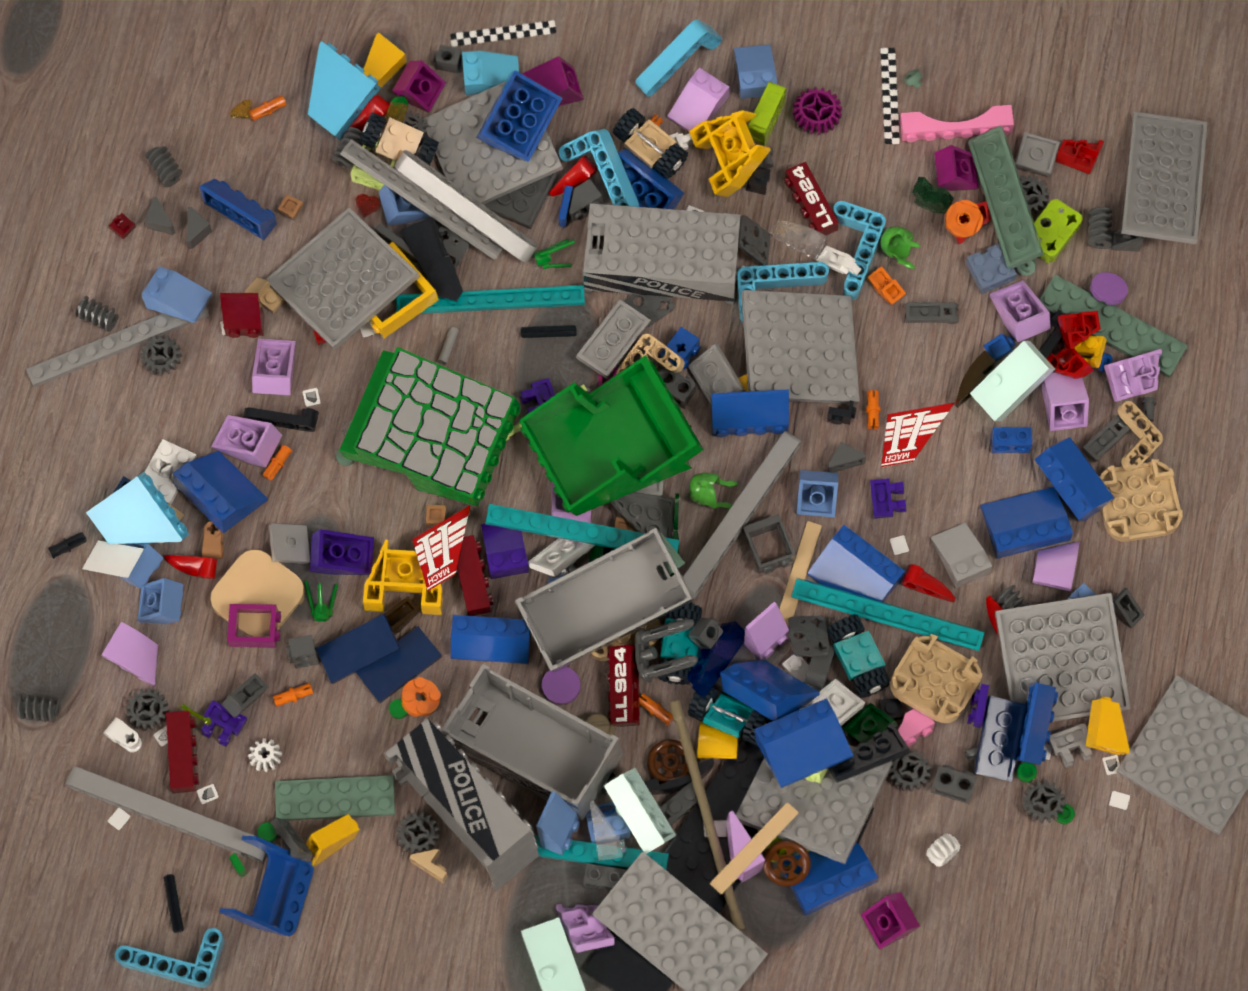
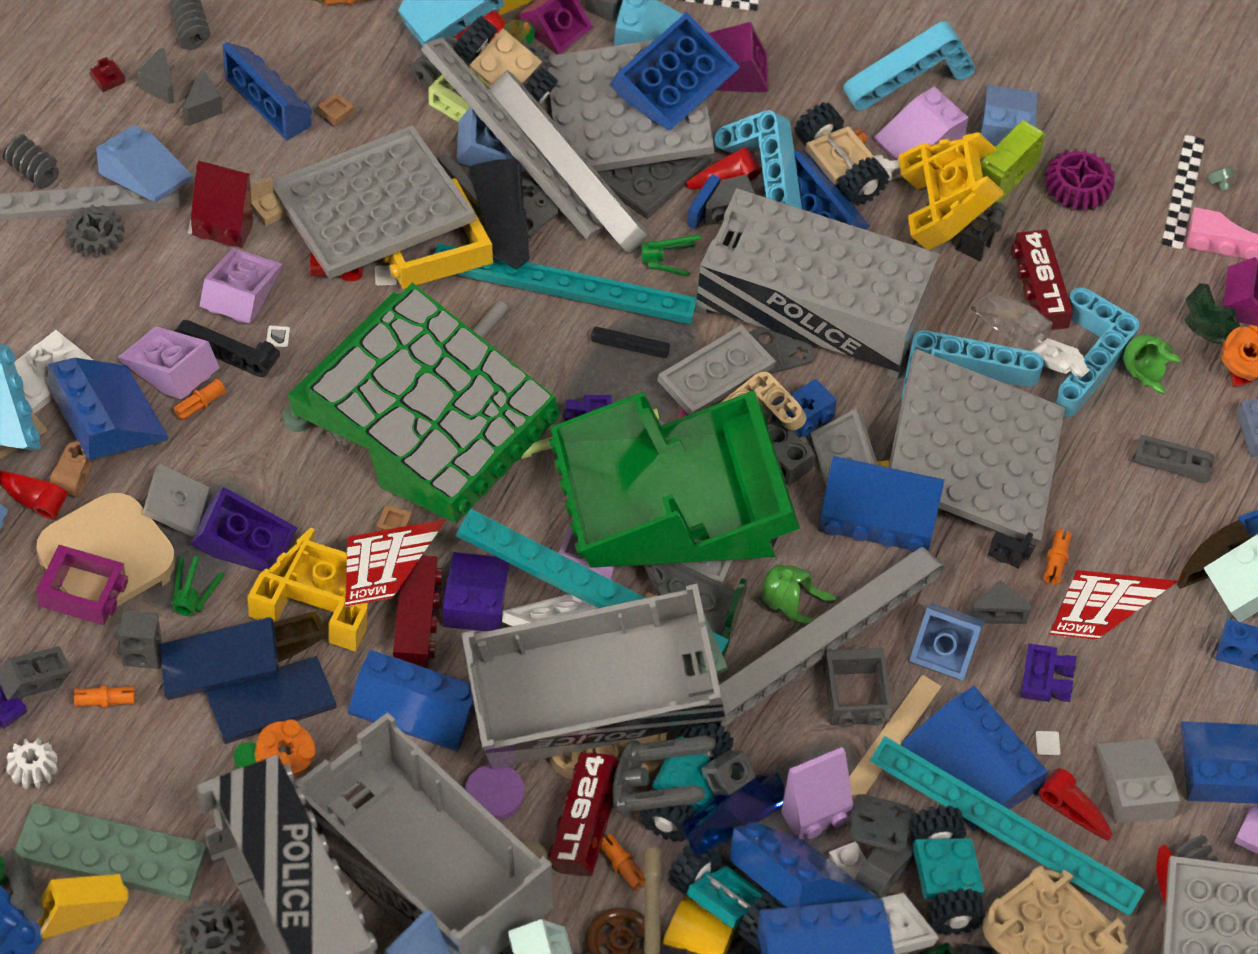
camera: 10 degrees right, 15 degrees down
(367, 204) = (439, 134): clear red tile -> none
(755, 245) = (948, 310): dark grey axle -> none
(885, 286) = (1116, 410): orange slope -> none

